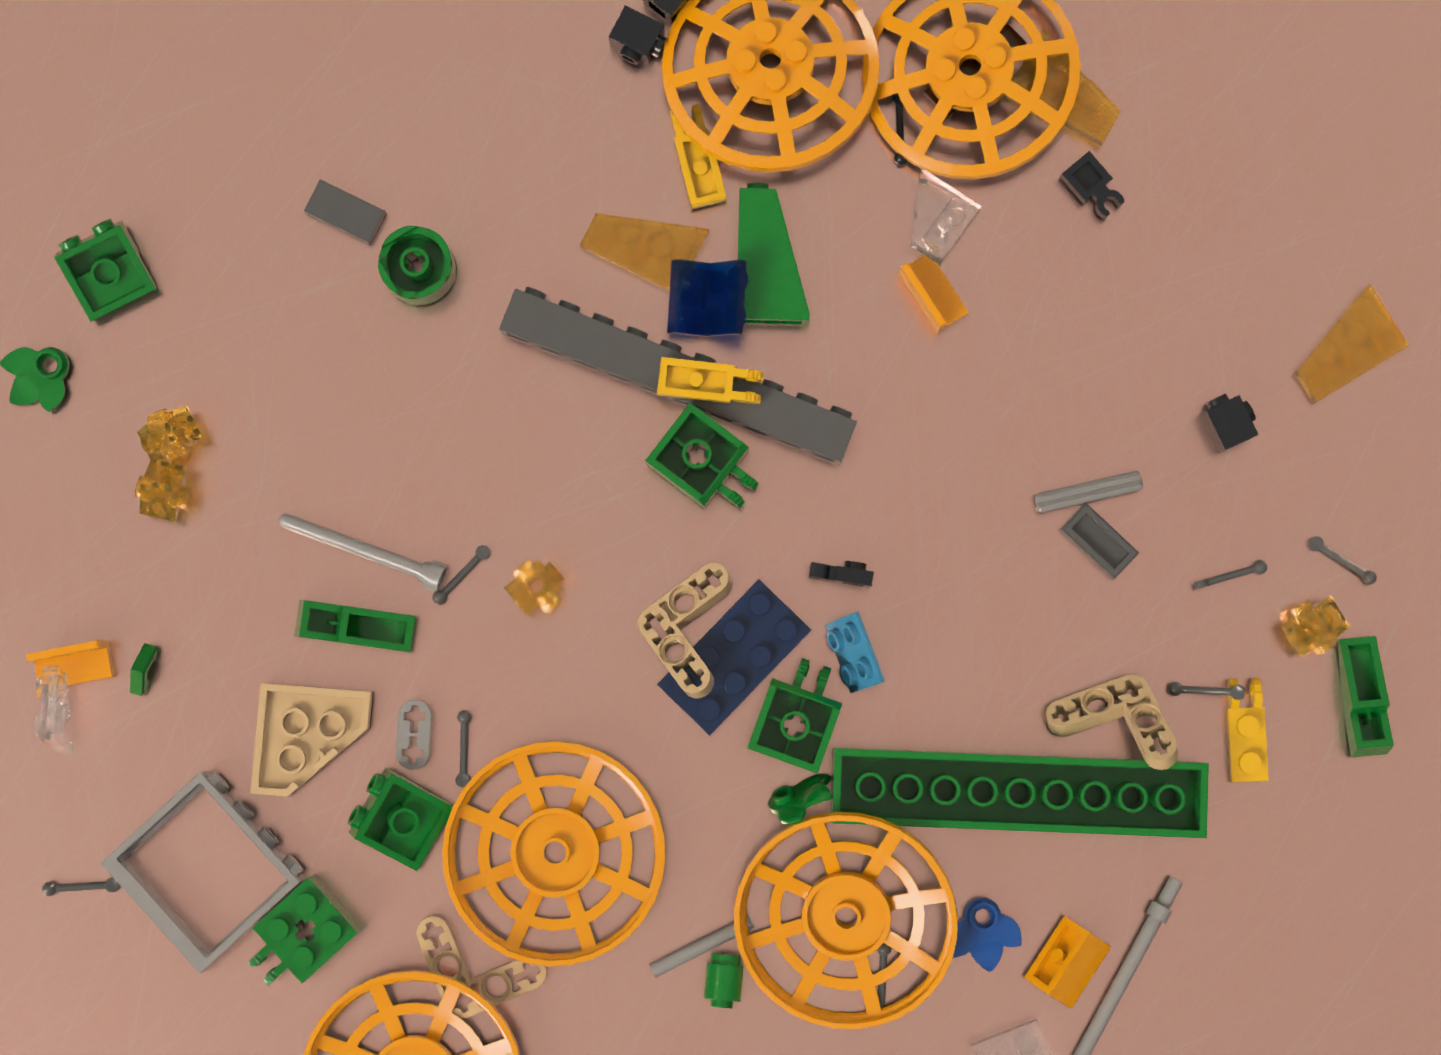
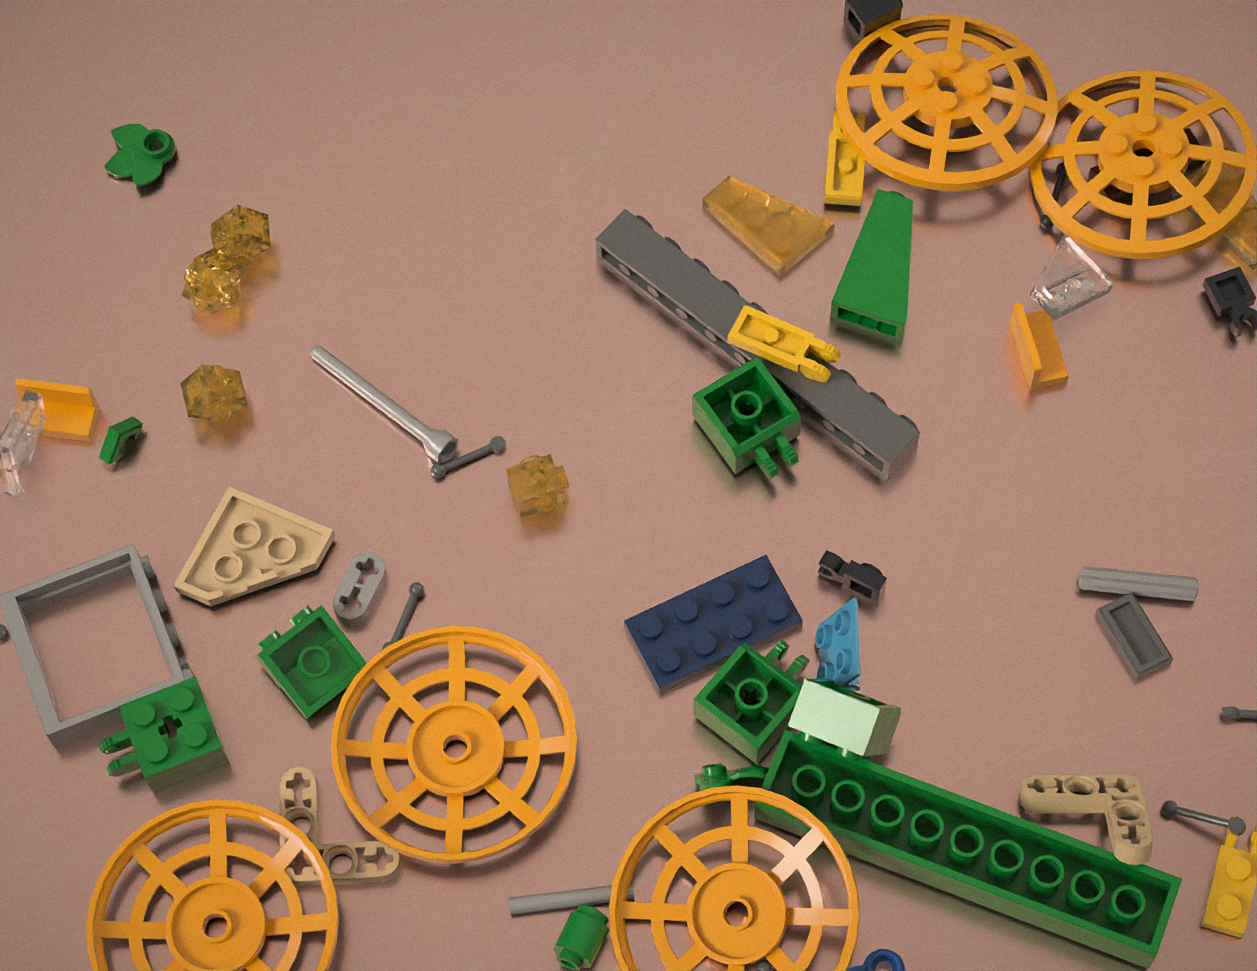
camera: 20 degrees right, 20 degrees down
(104, 269) = (244, 79): green plate -> none
(210, 600) = (213, 393): none -> clear yellow brick
(344, 212) = (489, 104): dark grey tile -> none
(354, 626) = (343, 466): green slope -> none
(397, 270) = (538, 163): green brick -> none
(637, 37) = (826, 37): black brick -> none
(673, 621) = (665, 565): tan beam -> none
(707, 298) = (807, 277): clear blue bracket -> none
(883, 725) = (844, 718): none -> hinge

